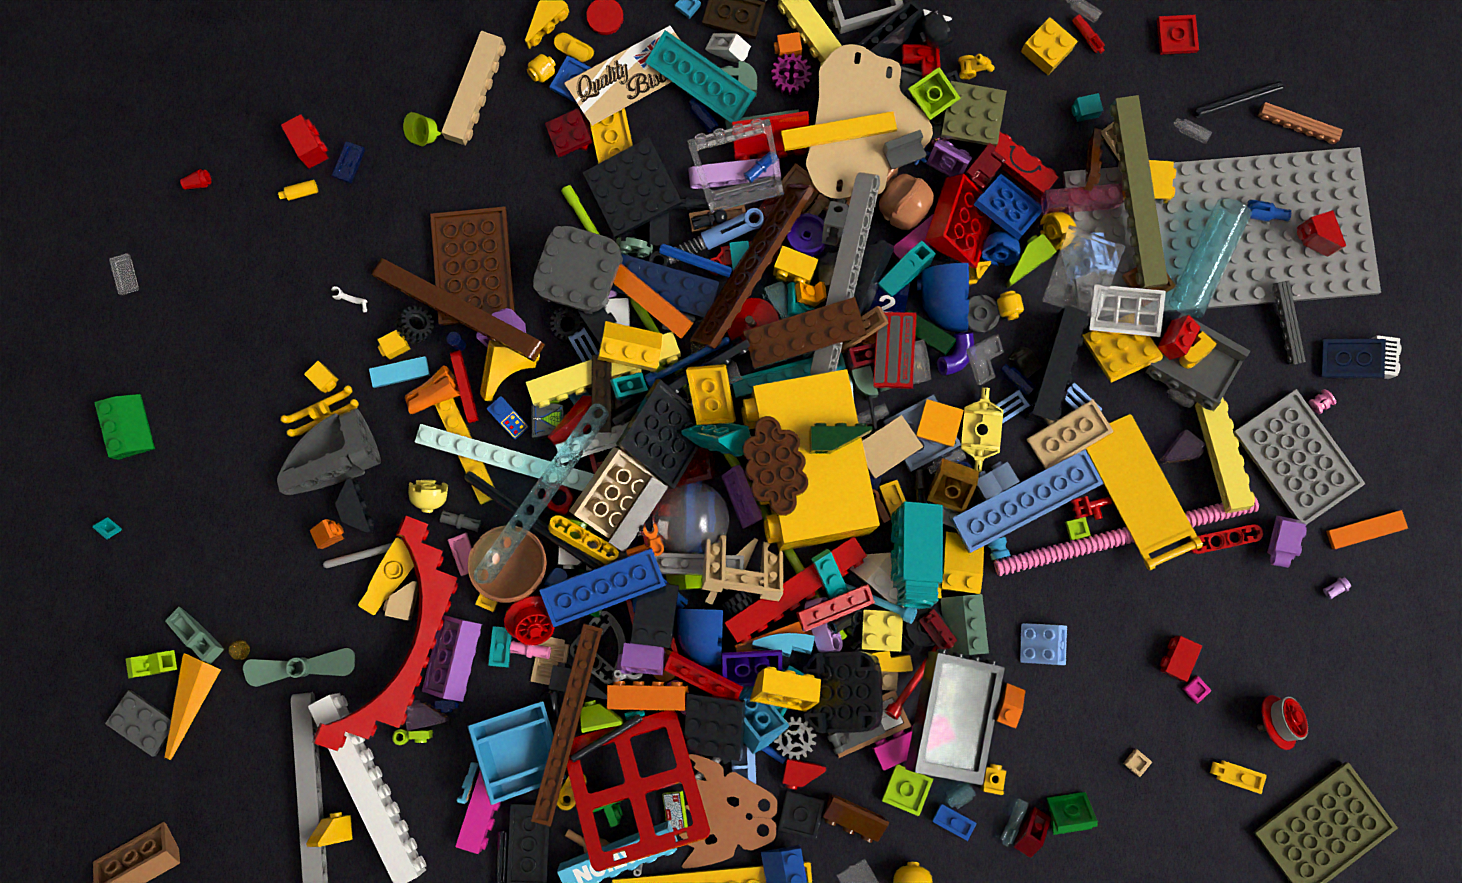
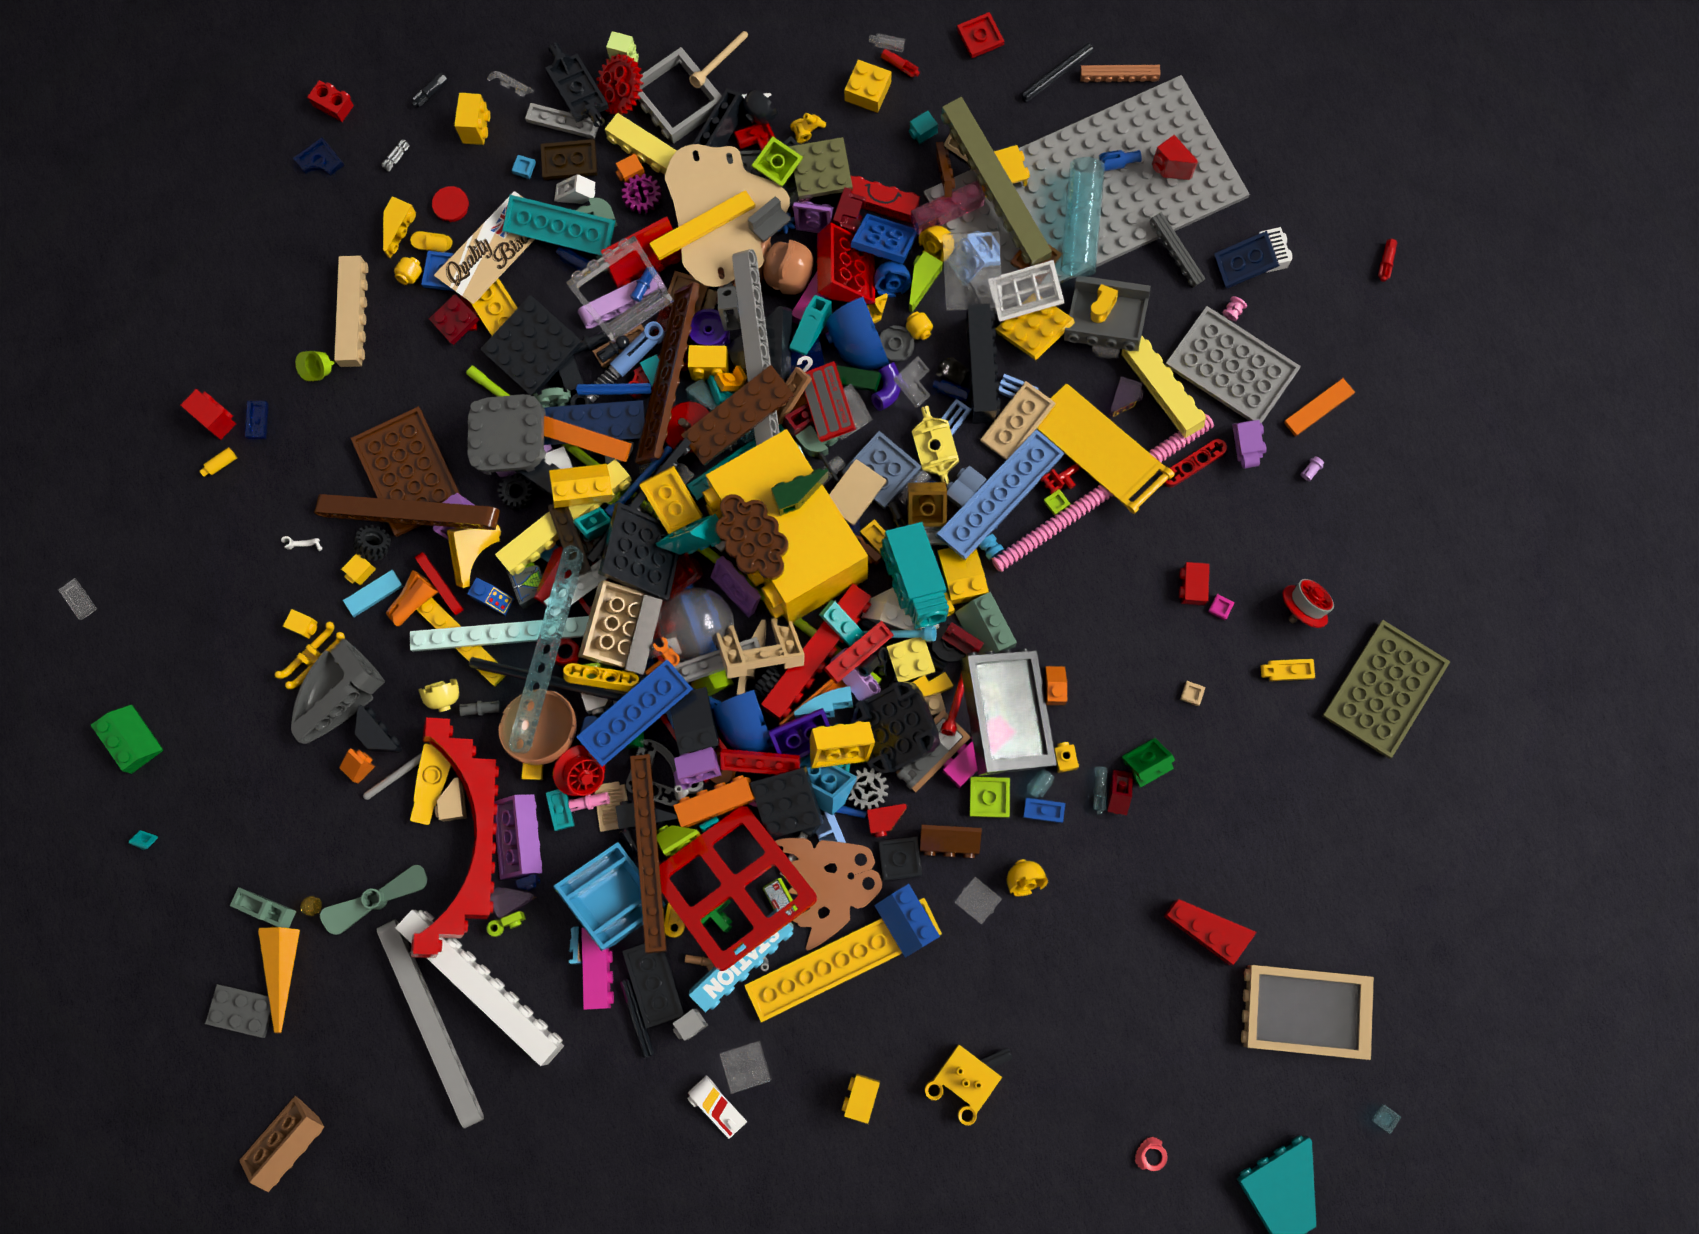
camera: 15 degrees left, 5 degrees down
(151, 664) = (231, 950): lime brick -> none
(197, 179) = (117, 487): red cone -> none
(331, 830) = (460, 1039): yellow slope -> none
(456, 341) = (416, 544): clear blue cylinder -> none
(461, 549) = (490, 735): bright pink tile -> none
(577, 335) = (542, 498): light blue tile -> none
(606, 738) = (689, 853): black bar -> none
(939, 423) = (894, 453): light orange tile -> none
(1043, 644) = (1065, 617): light blue bracket -> none
(1179, 337) = (1081, 297): red brick -> none
(1193, 130) = (1026, 113): clear cylinder -> none

